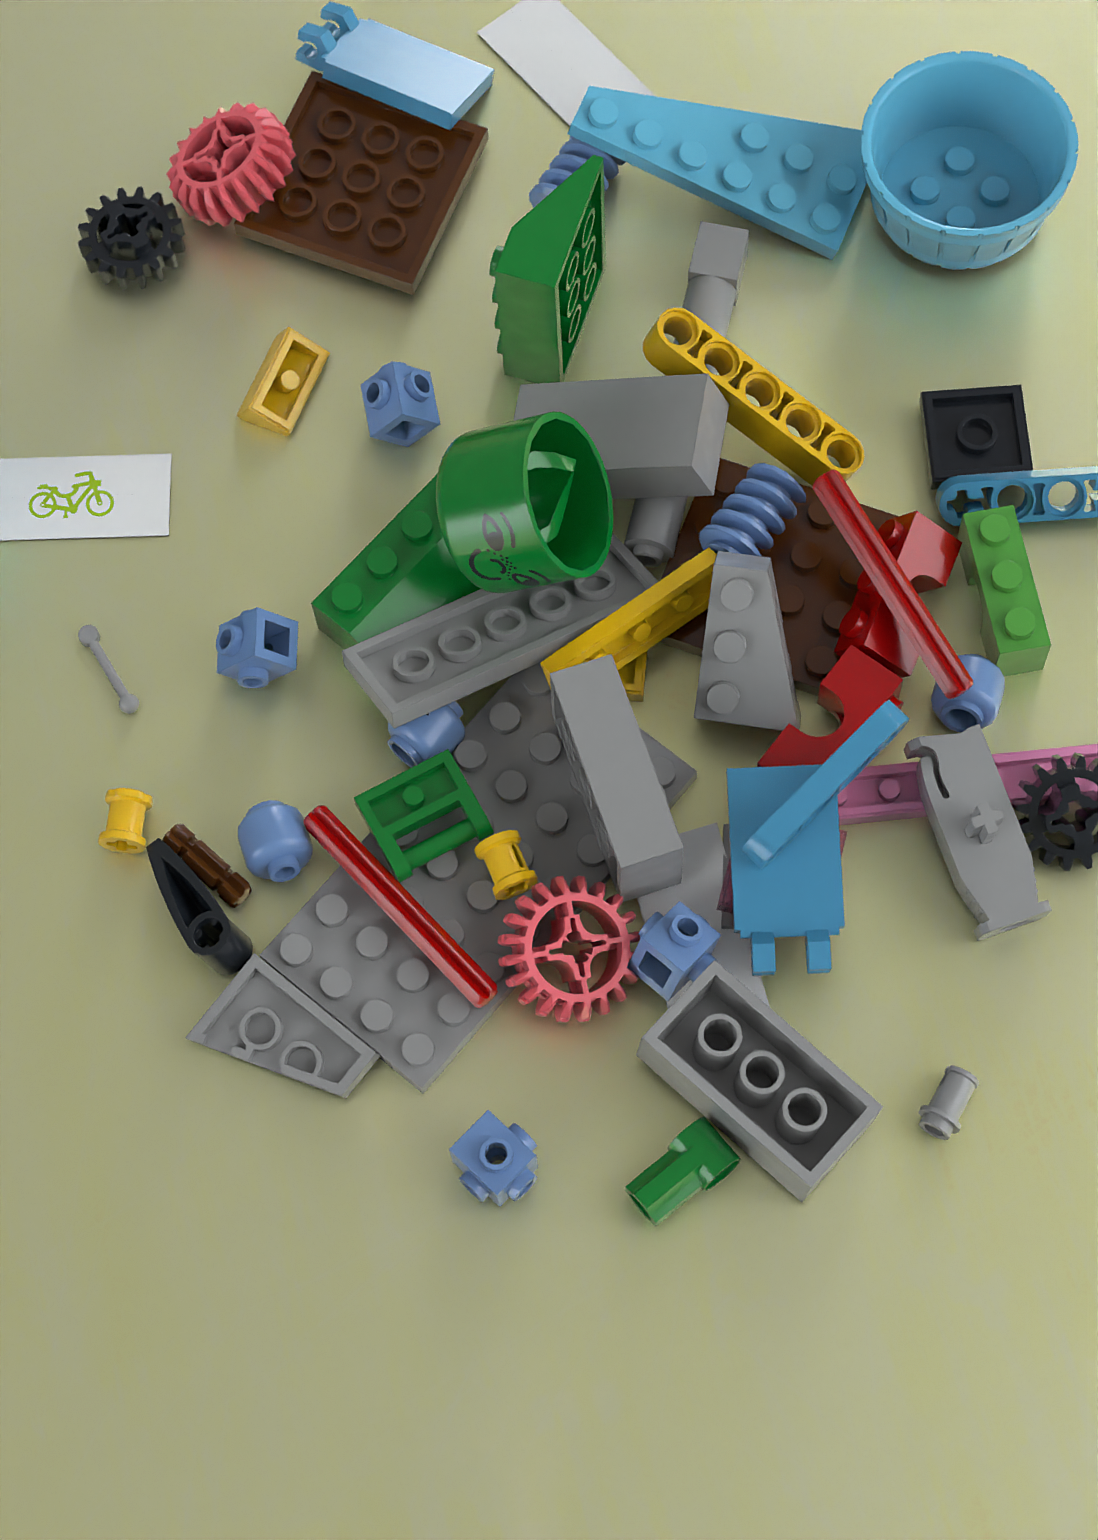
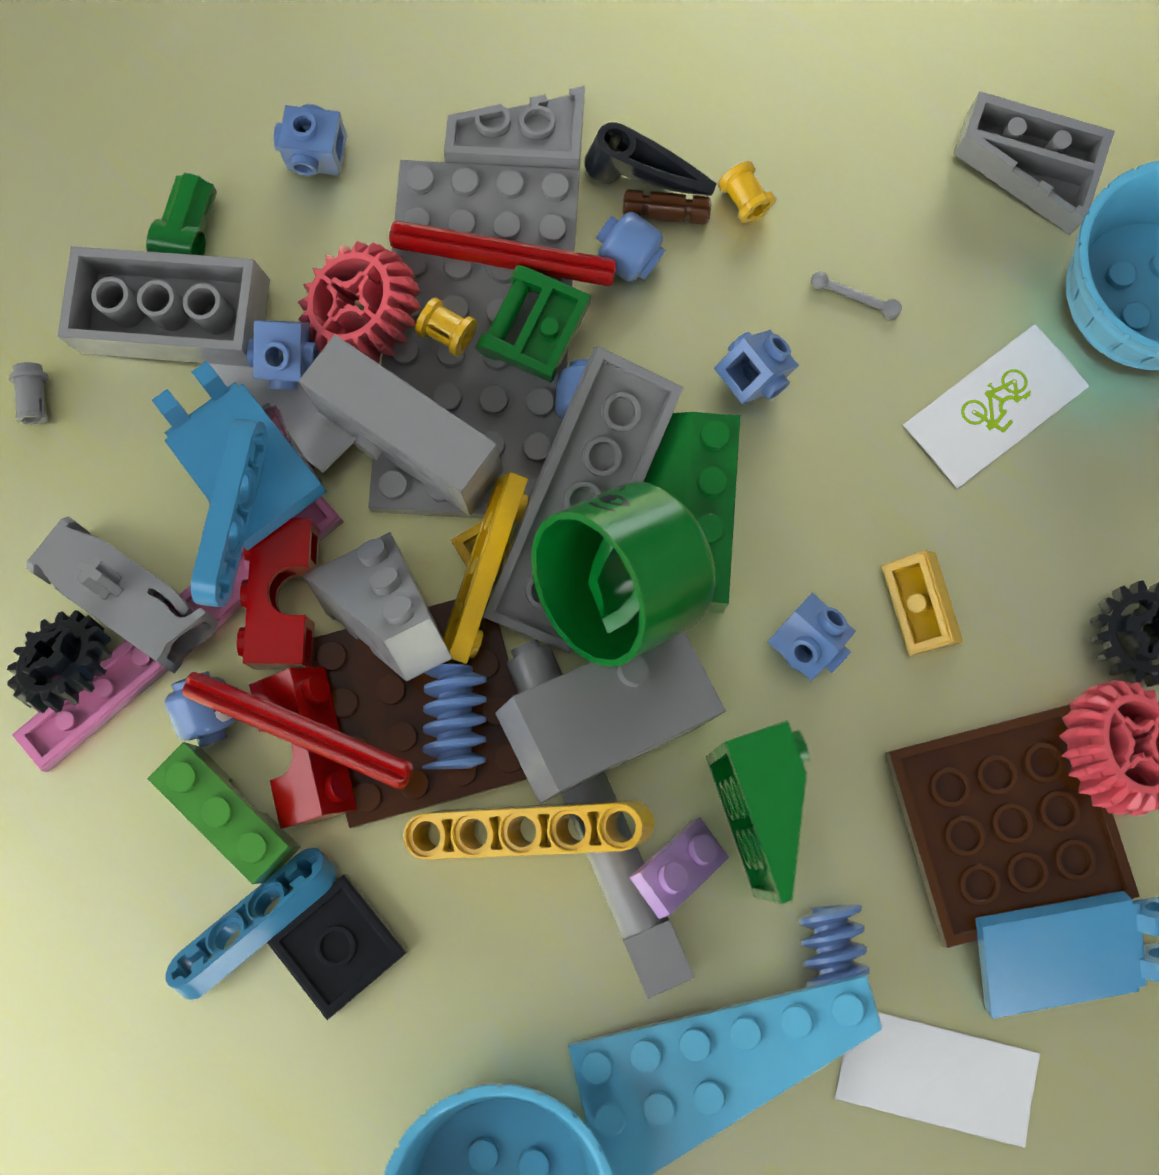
camera: 140 degrees right, 10 degrees up
(636, 309) = (679, 868): none -> lavender plate

